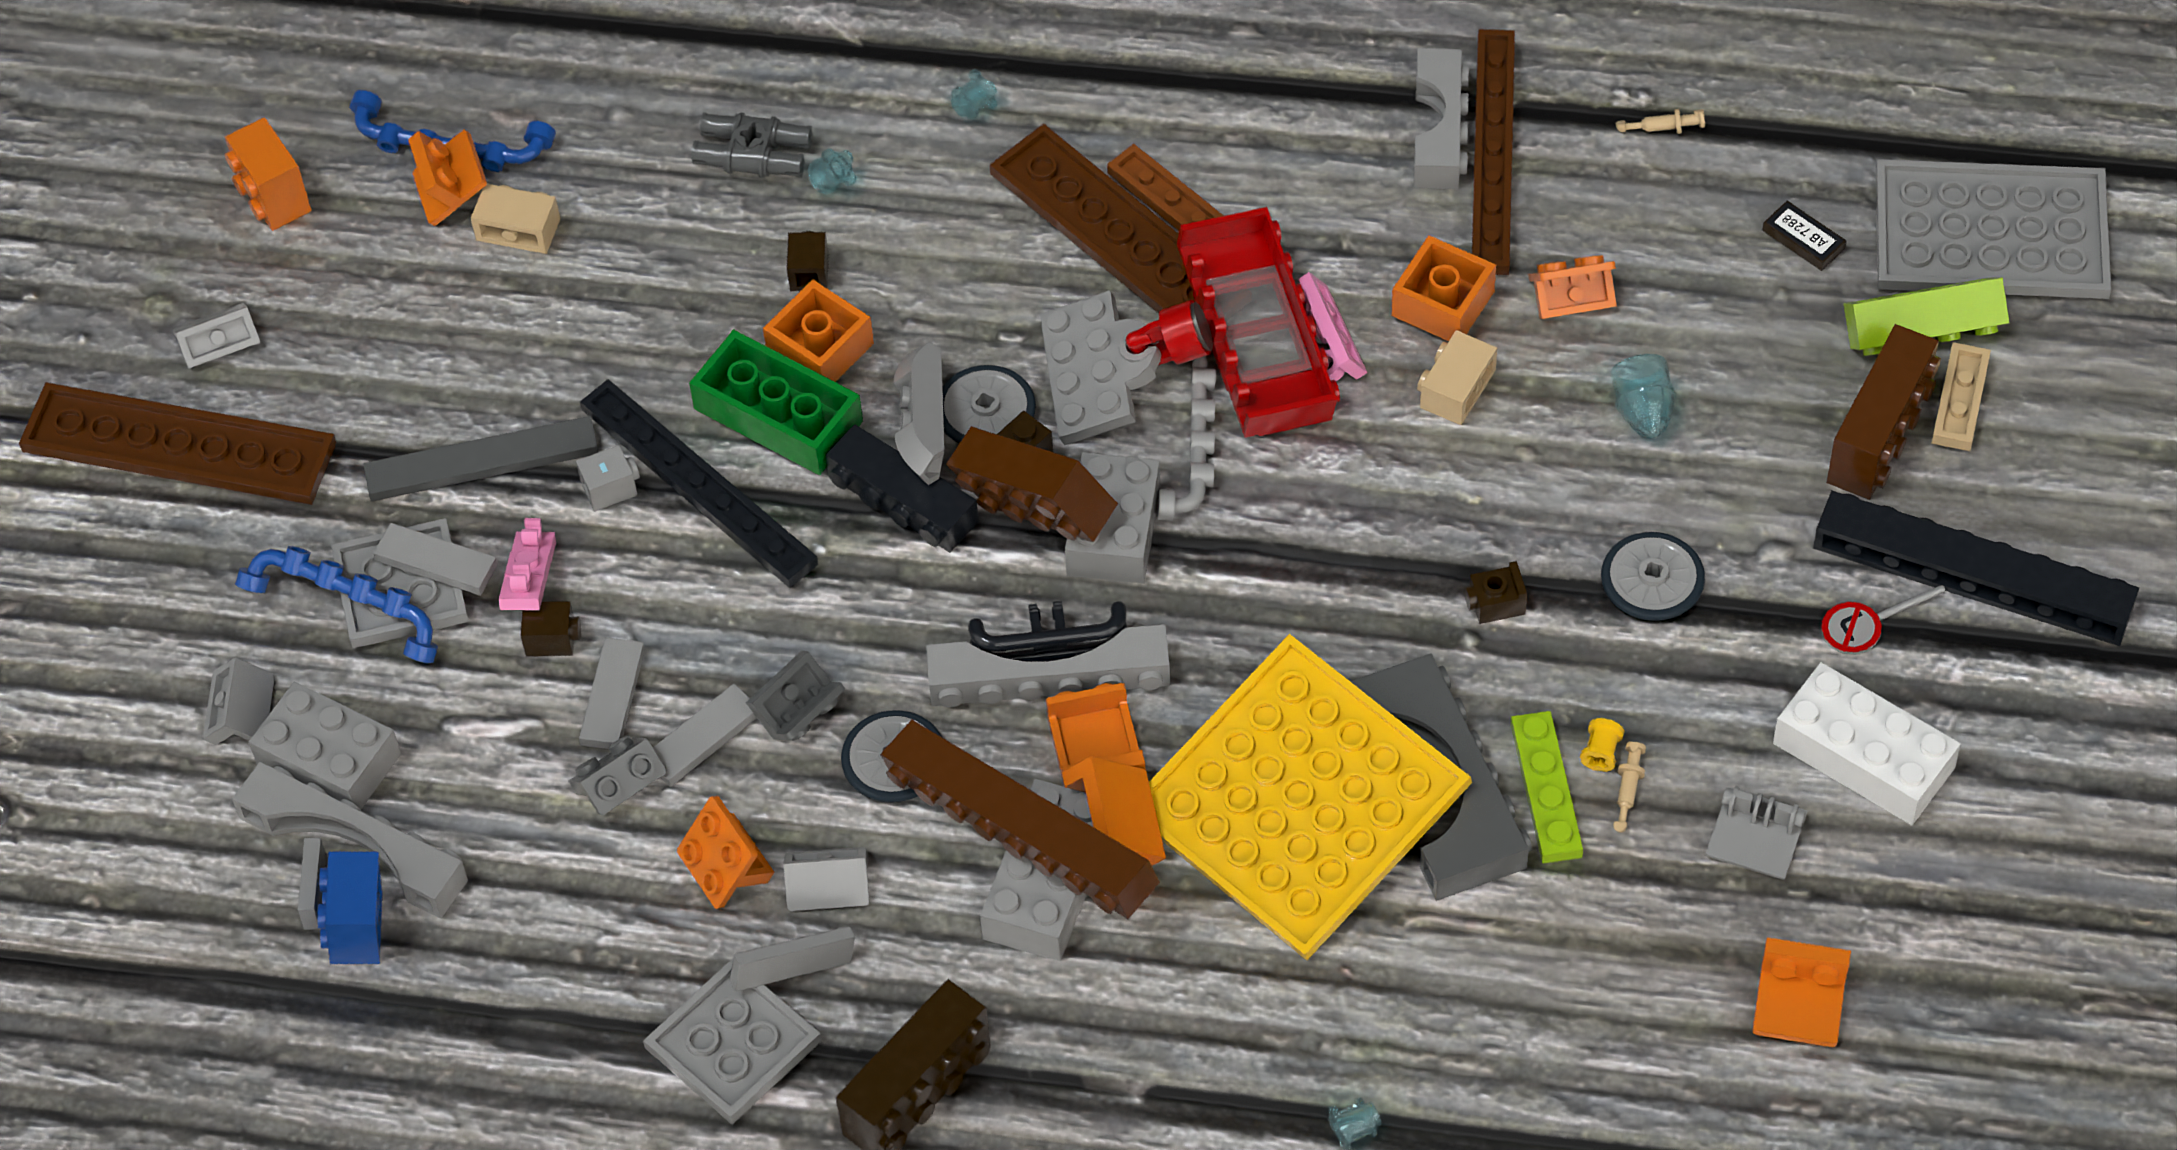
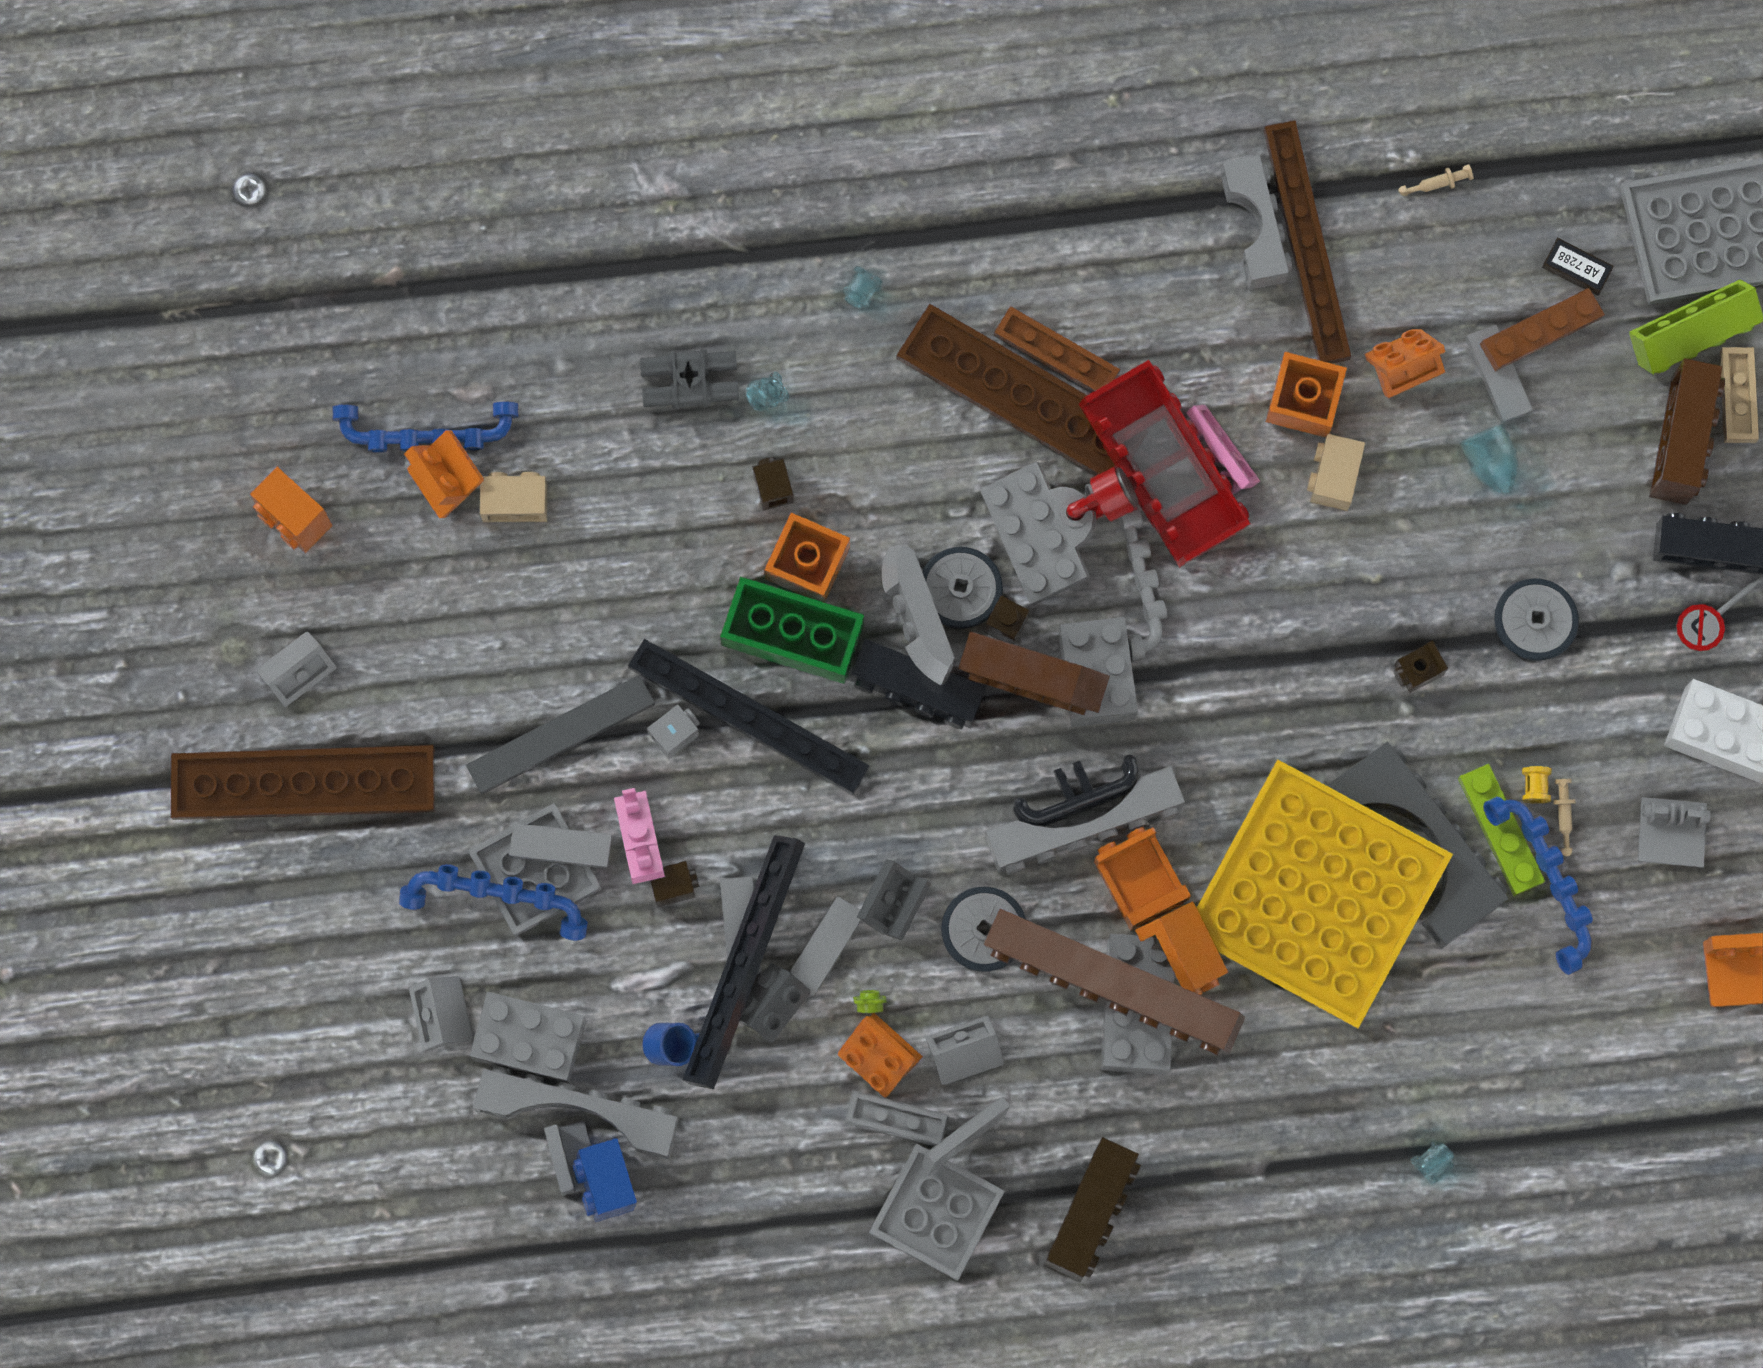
camera: 20 degrees left, 20 degrees up
(488, 786) = (669, 1044): none -> blue piece
(590, 728) = (743, 962): none -> black plate
(711, 927) = (896, 1119): none -> light grey tile
(734, 798) = (869, 1001): none -> lime plate
(1592, 826) = (1562, 888): none -> blue bar
(1680, 322) = (1503, 385): none -> light grey tile
(1742, 285) = (1542, 329): none -> dark orange plate

